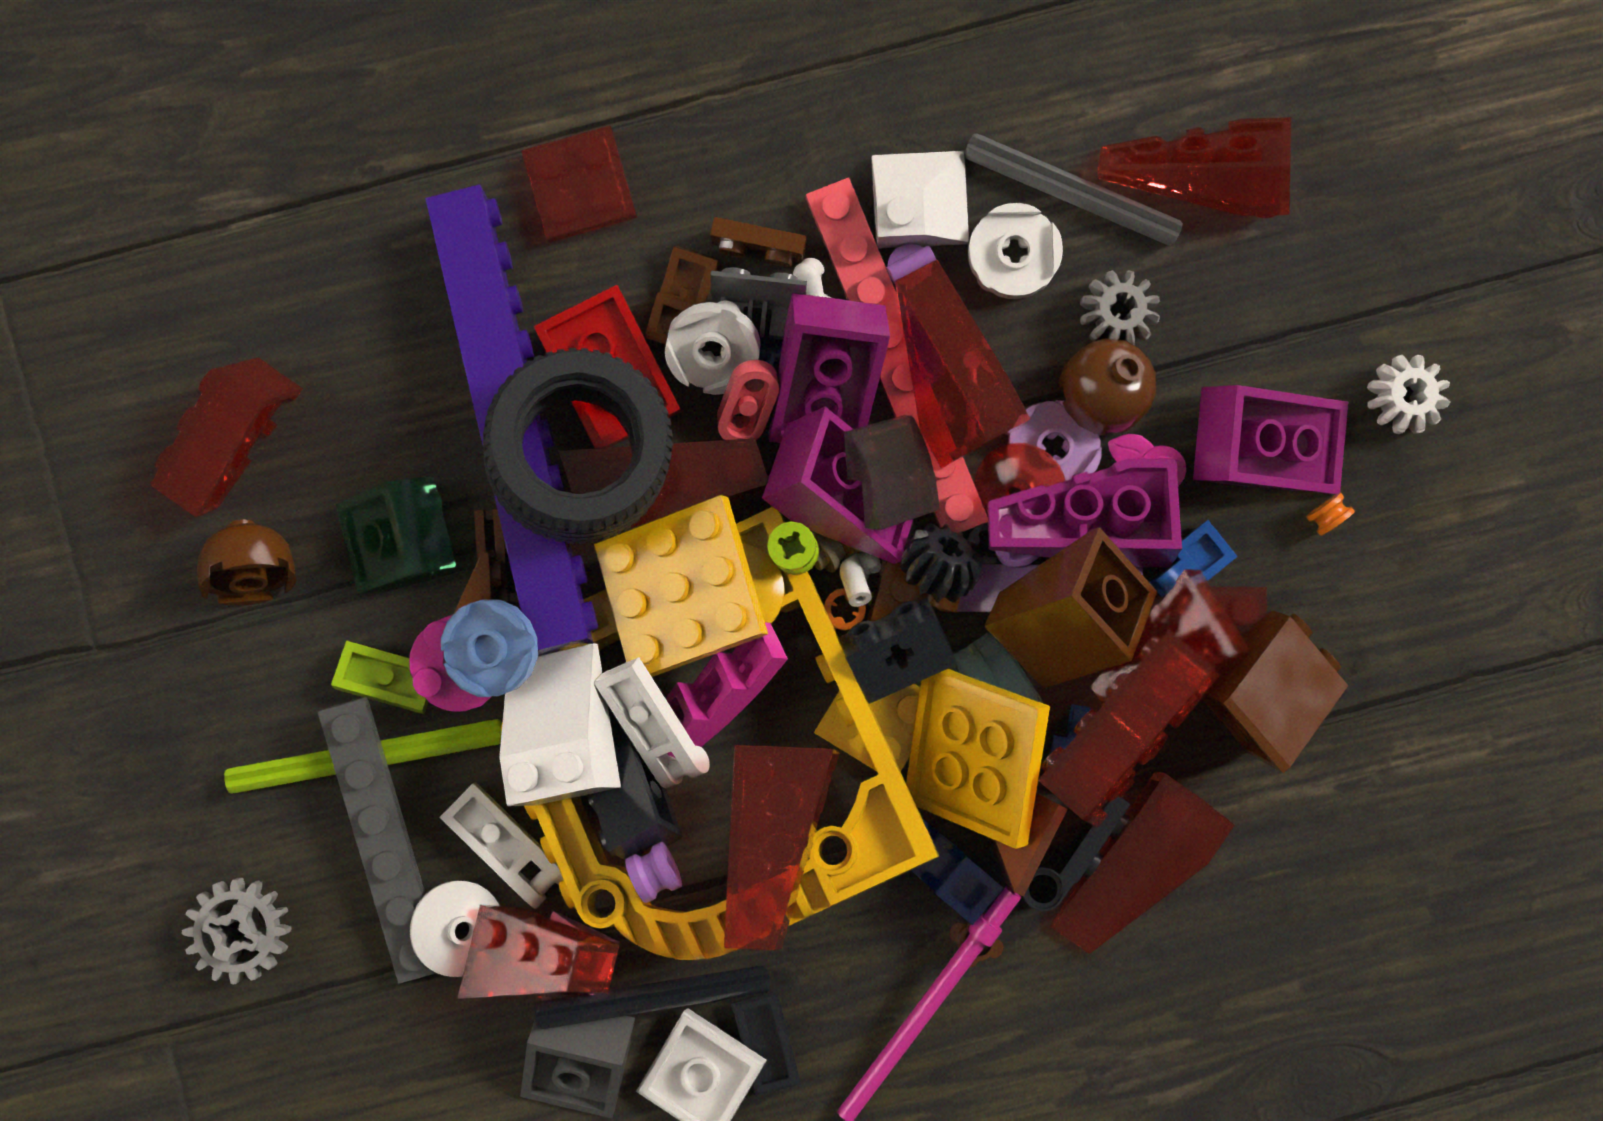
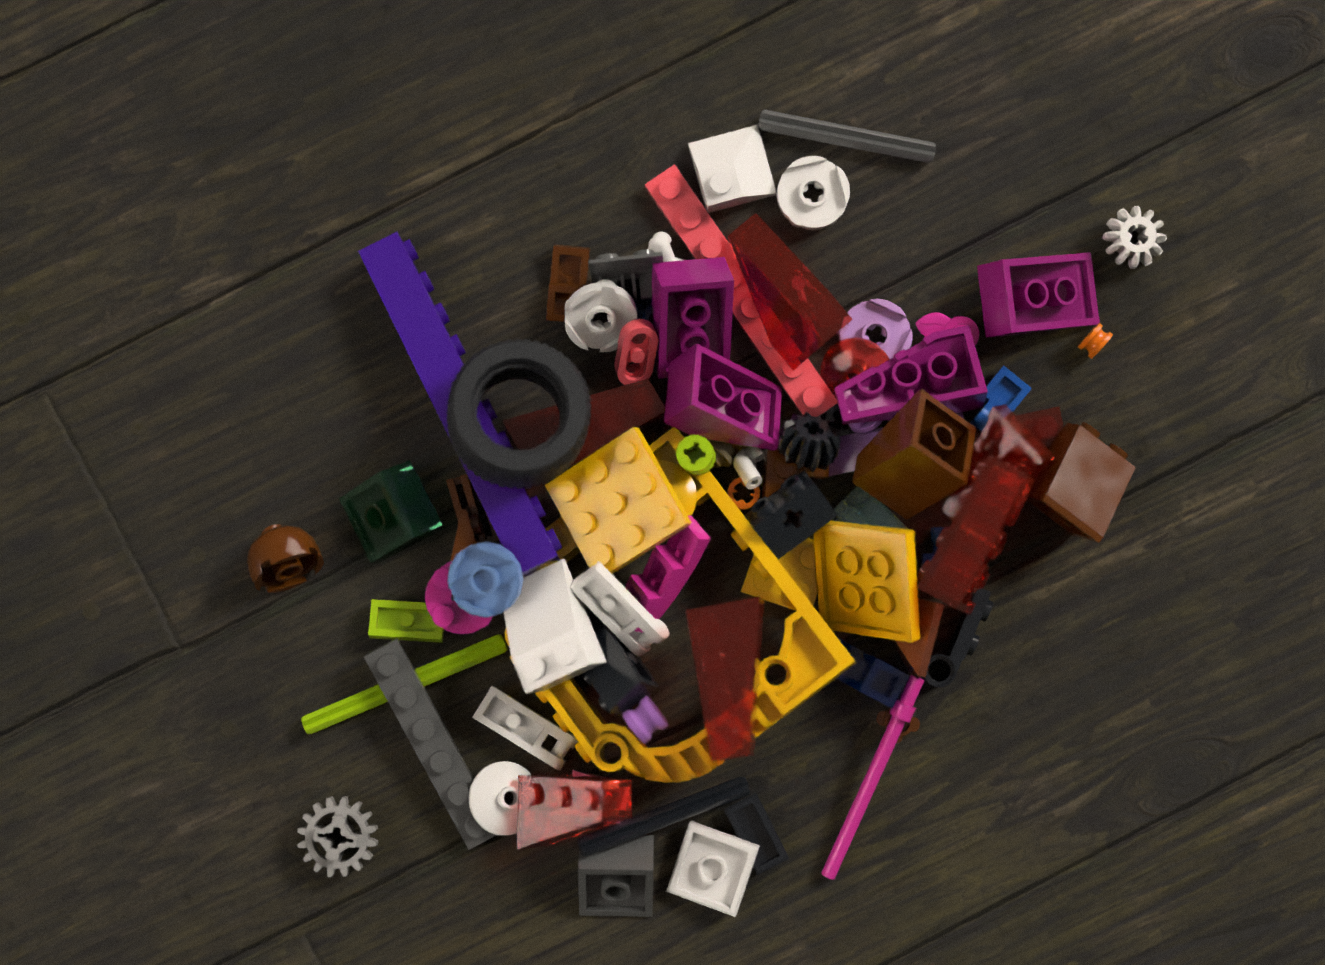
camera: 10 degrees left, 0 degrees up
(220, 433) = (241, 463): clear red wedge -> none
(579, 183) = (470, 213): clear red plate -> none
(607, 326) = (512, 319): red plate -> none
(739, 238) = (601, 229): reddish brown piece -> none
(893, 471) = (758, 379): clear smoke slope -> none
(908, 259) = (733, 217): medium lavender plate -> none
(1106, 296) = (890, 213): light grey gear -> none
(1108, 386) = (906, 280): reddish brown cylinder -> none
(1158, 850) = (1021, 621): clear red wedge -> none
(1225, 170) = (959, 97): clear red wedge -> none

